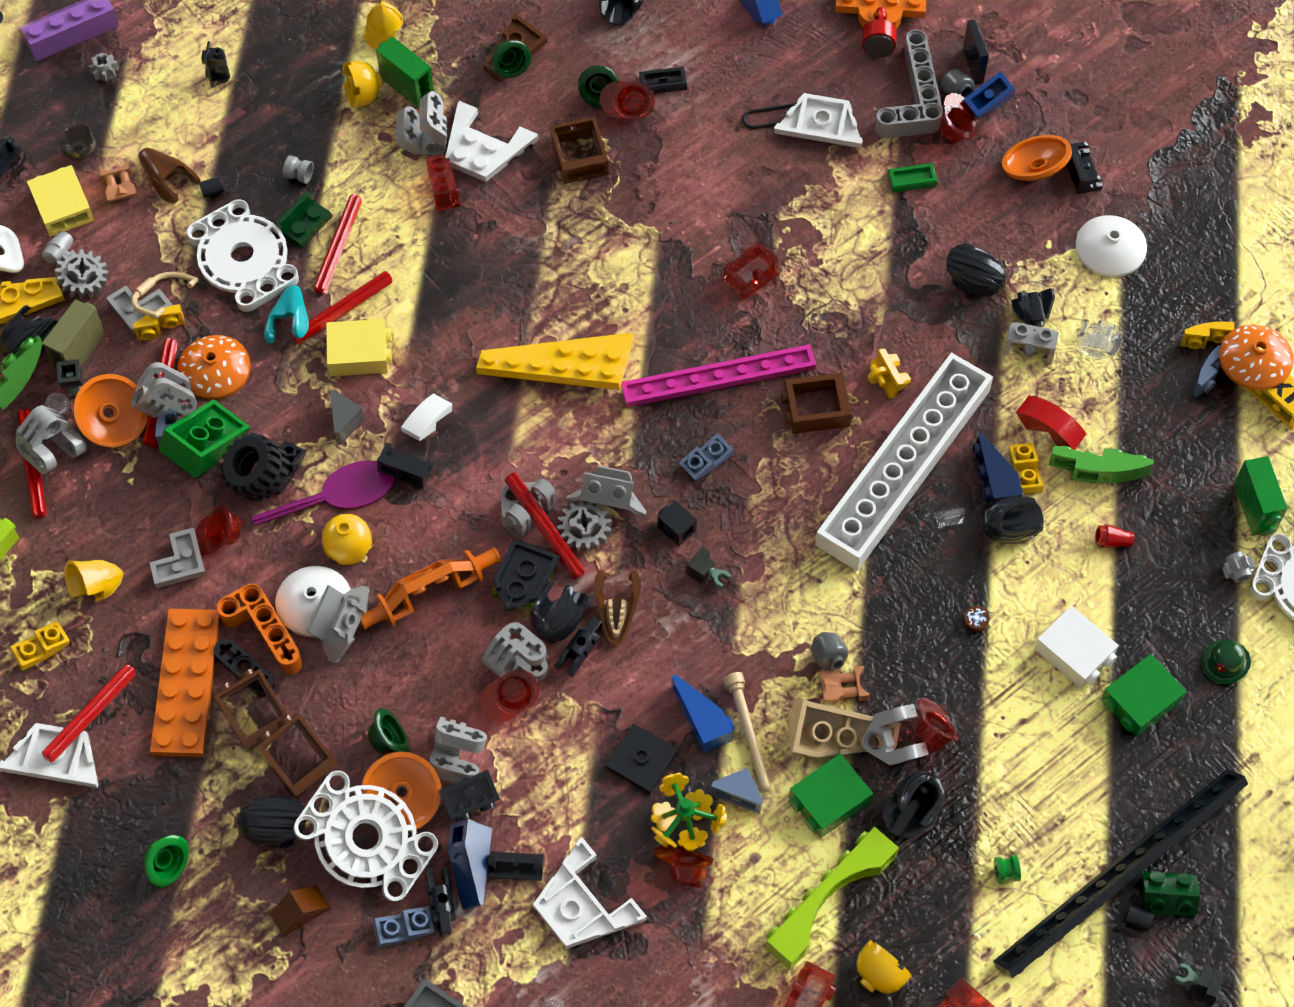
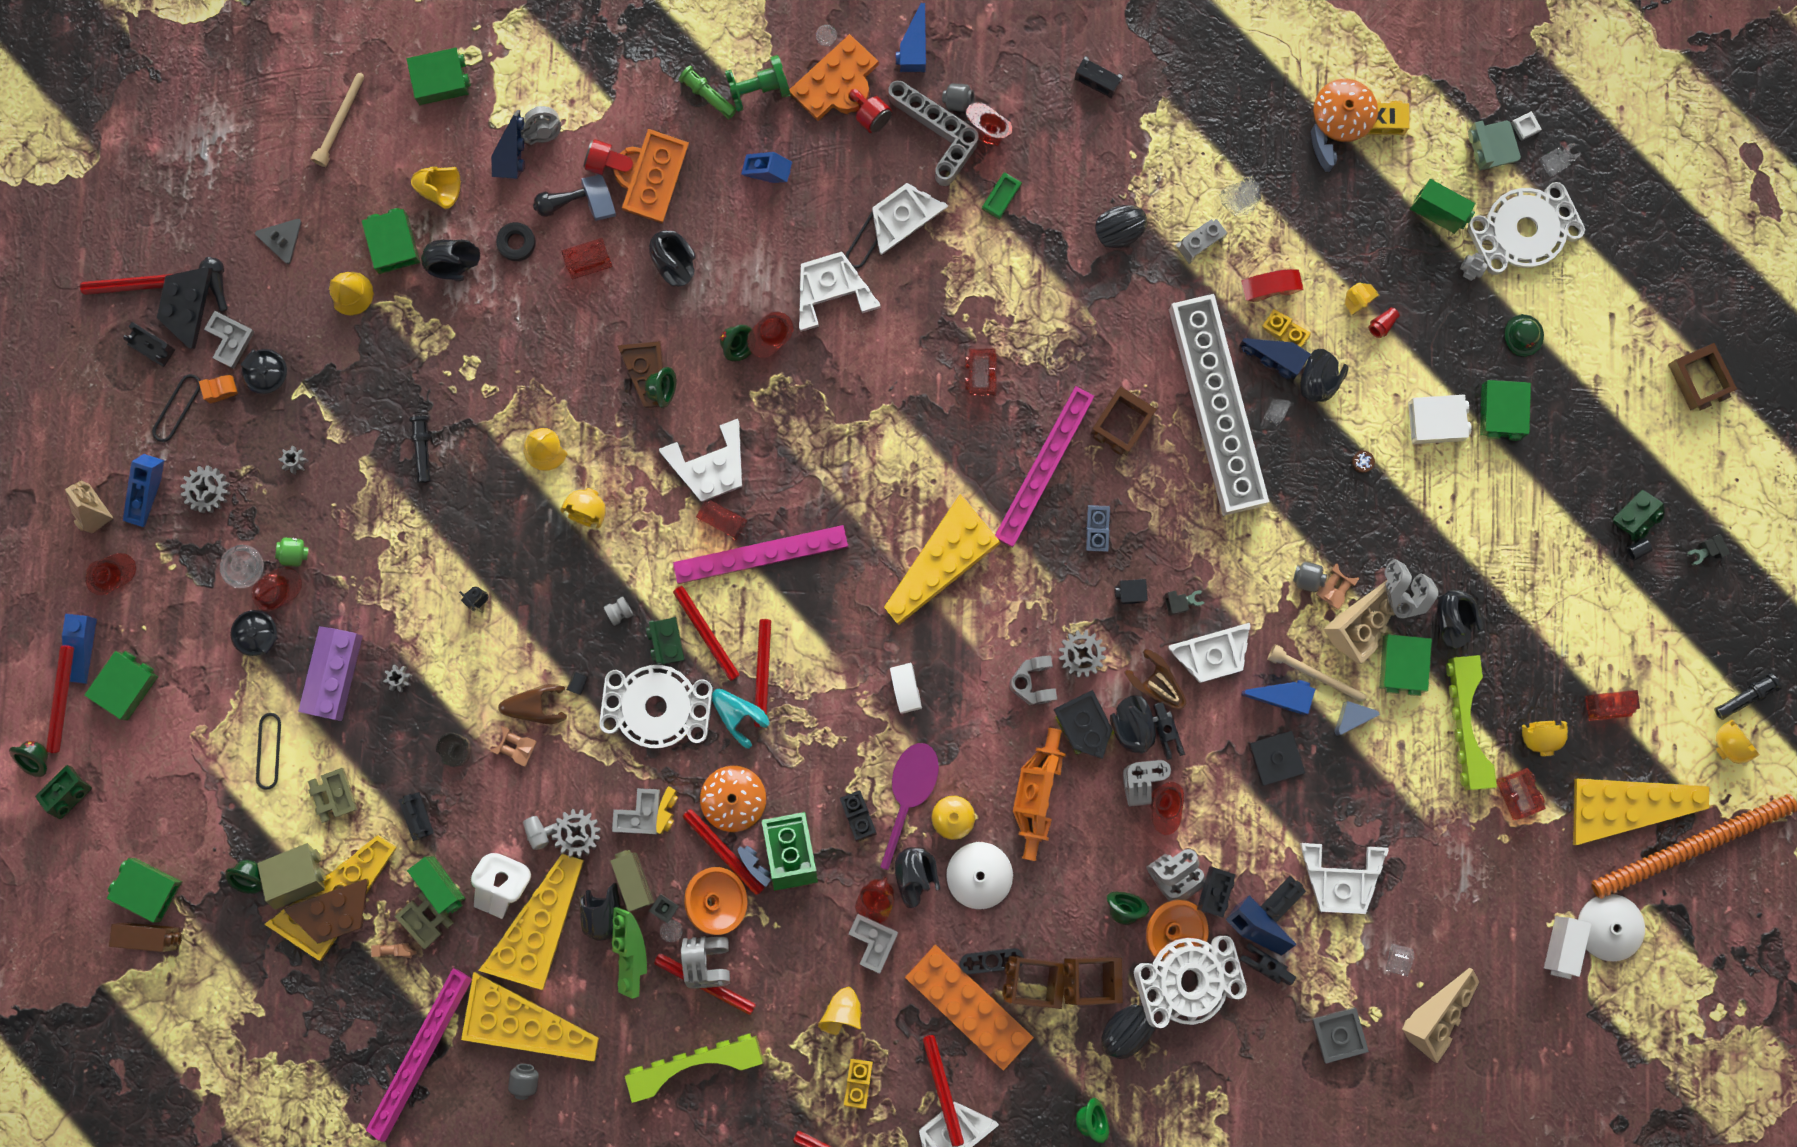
camera: 50 degrees left, 20 degrees up
(60, 200) = (494, 799): light yellow brick -> none
(149, 283) = (626, 797): tan piece -> none
(153, 394) = (745, 860): light grey piece -> none
(241, 459) = (842, 852): black tyre -> none
(265, 544) = (913, 873): none -> black hair
(267, 630) = (979, 926): orange beam -> none
(298, 909) = (1197, 1059): reddish brown slope -> none
(338, 619) = (1009, 855): light grey piece -> none
(346, 416) = (856, 742): dark grey slope -> none
(358, 347) = (808, 689): light yellow brick -> none
(404, 70) = (603, 468): green brick -> none
(404, 466) = (931, 732): black hinge -> none
(404, 927) = (1263, 1003): sand blue slope -> none
(432, 122) = (674, 495): light grey piece -> none
(442, 234) = (760, 554): none -> dark pink plate
(545, 526) = (1063, 681): red axle -> none
(581, 168) = (798, 411): reddish brown window -> none
(609, 488) = (1070, 617): light grey piece -> none
(664, 83) = (775, 295): black tile -> none
(684, 865) = (1372, 793): clear red piece -> none
(687, 631) = (1214, 653): none -> white wing
(693, 806) = (1355, 774): yellow plant -> none
(713, 110) = (830, 279): none -> white wing
(885, 373) = (1141, 356): yellow hips -> none
(934, 725) = (1416, 557): clear red piece -> none
(953, 28) = (913, 45): none -> blue slope
(975, 52) = (946, 61): black plate -> none
(990, 95) = (989, 84): blue slope -> none
(1007, 869) = (1544, 599): green wheel -> none
(1034, 307) = (1179, 213): black brick -> none
(1037, 157) = (1059, 97): orange dish -> none
(1109, 468) = (1333, 278): bright green slope -> none
(1111, 255) = (1170, 128): white dish -> none
(1114, 501) = (1359, 297): none -> yellow piece
(1119, 873) = (1604, 533): black plate -> none
(1198, 335) = (1293, 128): yellow slope -> none

